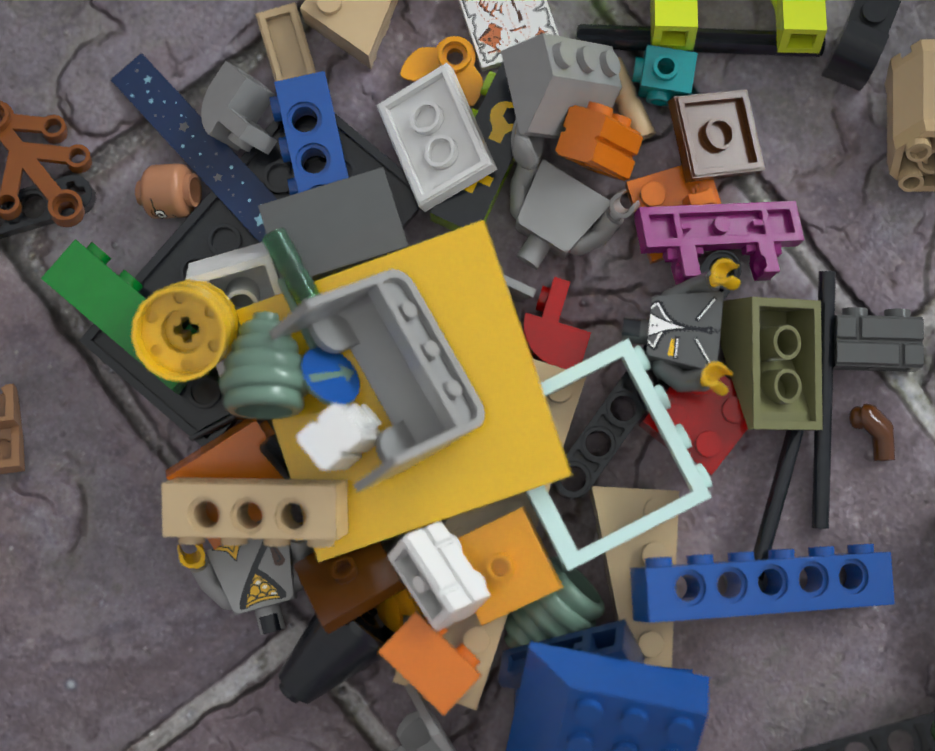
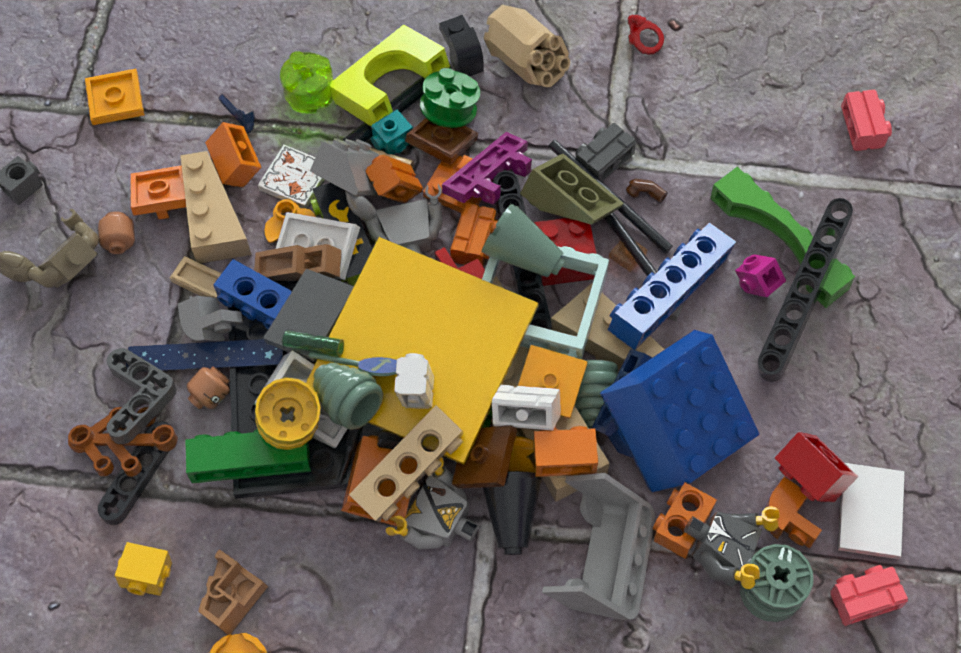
camera: 45 degrees left, 20 degrees down
(98, 137) = (146, 394): none -> dark grey beam
(391, 144) = (292, 261): none -> medium nougat slope
(403, 361) = (403, 327): light grey windscreen -> none
(621, 294) = (472, 232): none -> orange brick
(626, 392) = (523, 244): none -> sand green cone
(686, 331) = (520, 195): dark grey torso -> none
(760, 482) = (623, 257): none -> clear orange tile
(774, 96) = (449, 98): none -> green wheel
(877, 668) = (760, 275): none -> dark pink brick

